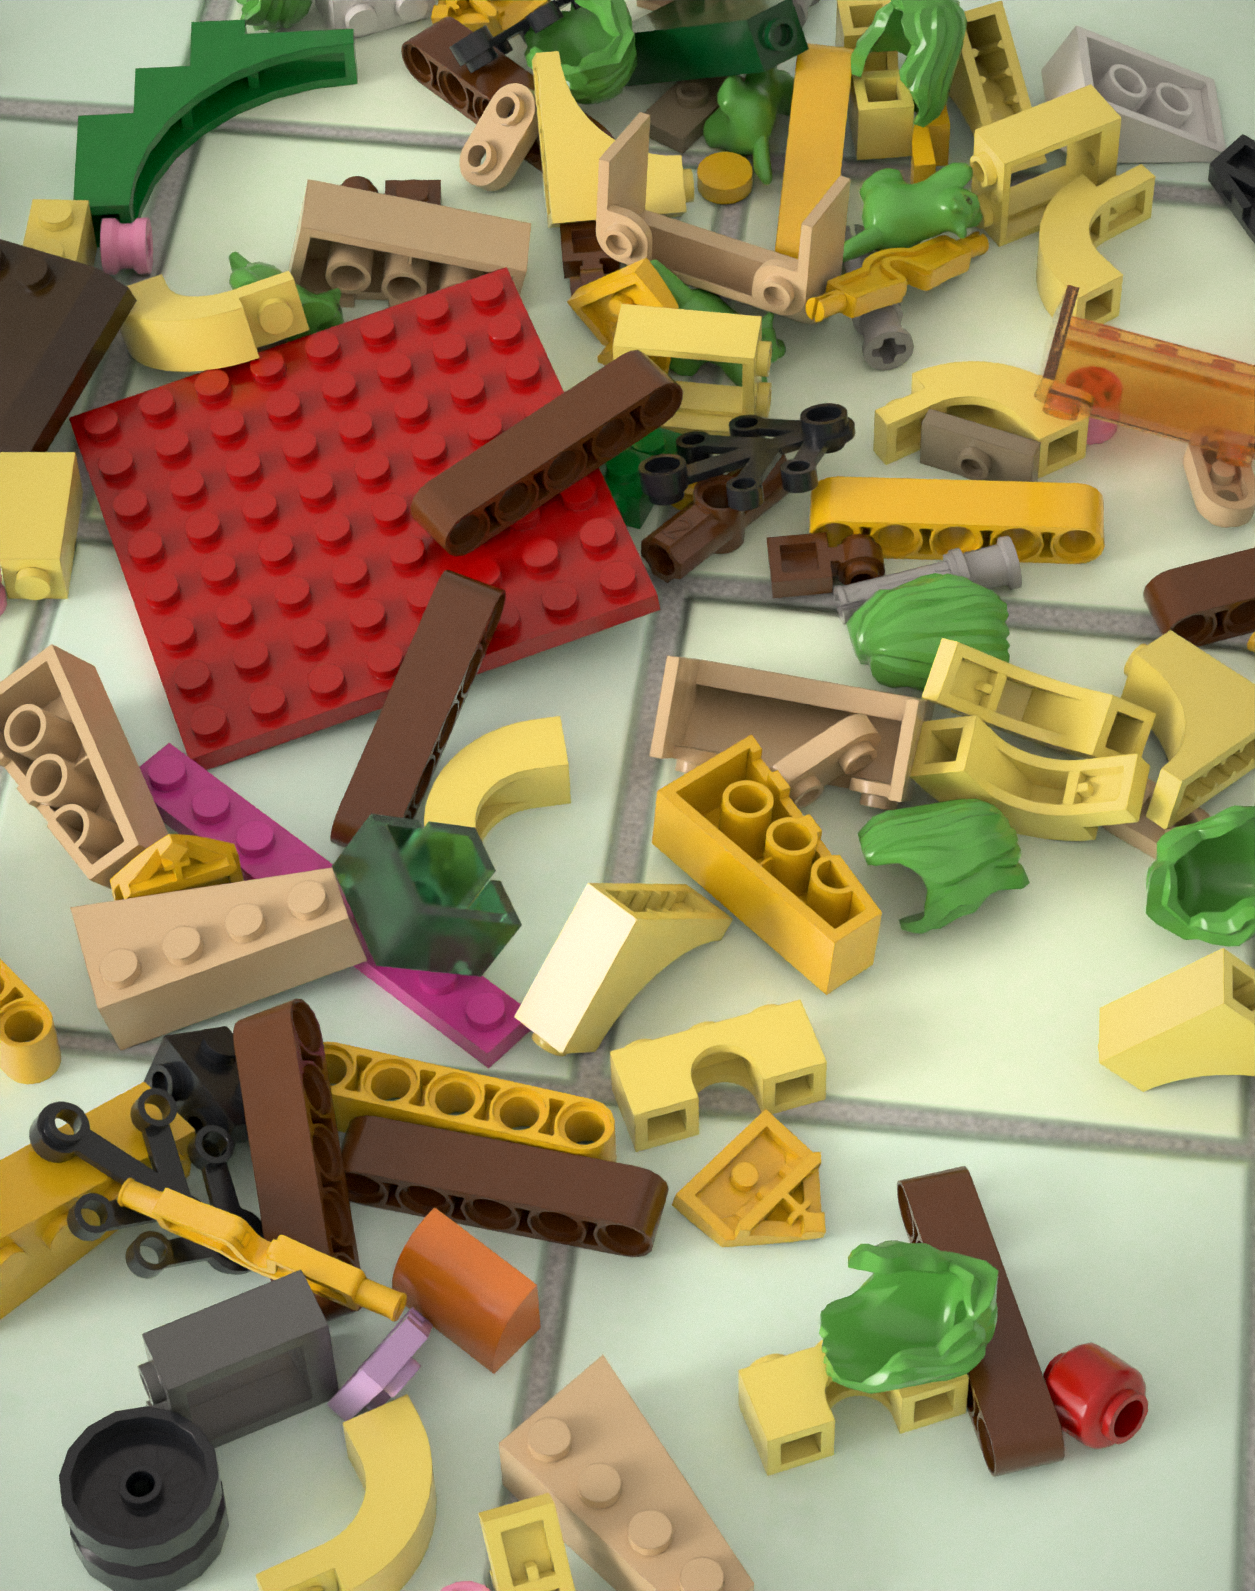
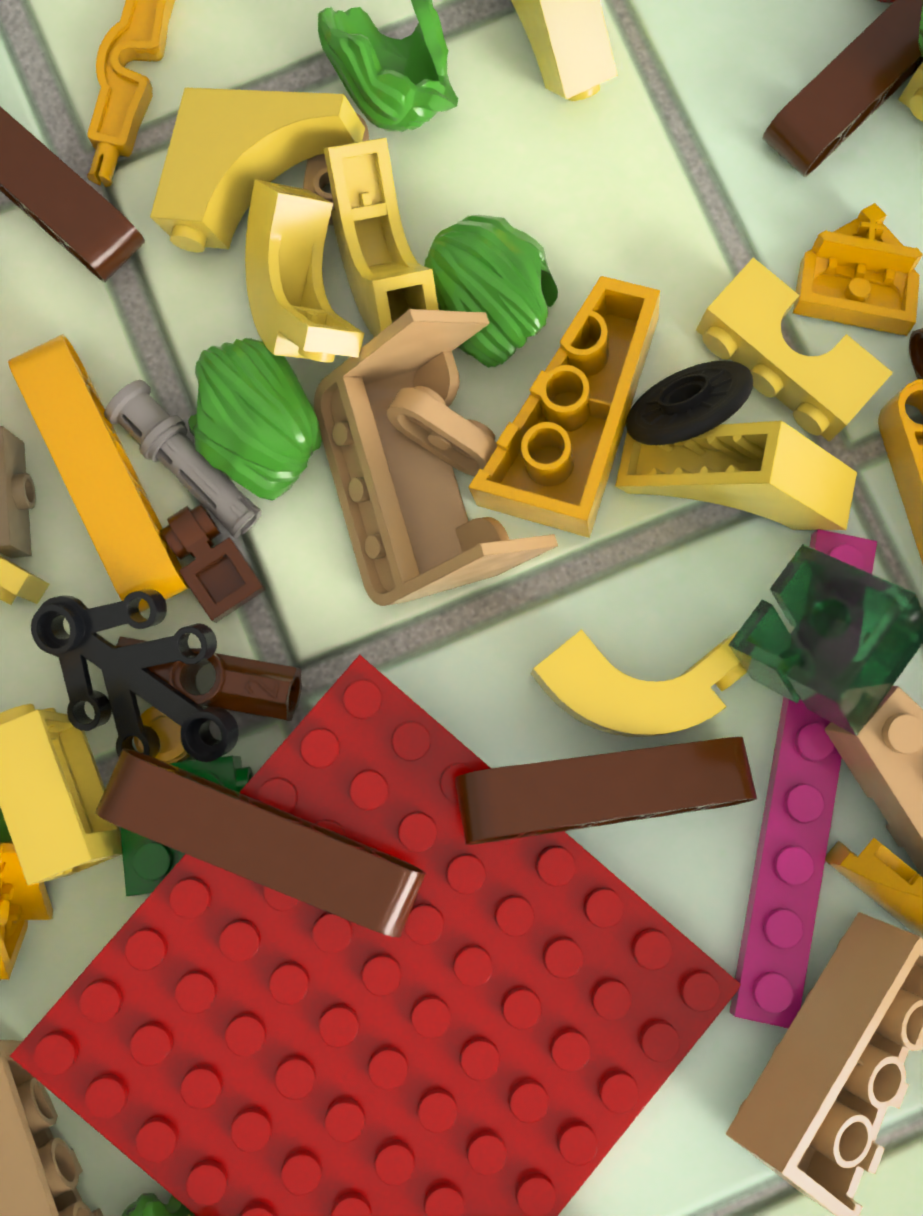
camera: 120 degrees left, 30 degrees up
(720, 948) = (689, 403): none -> black wheel

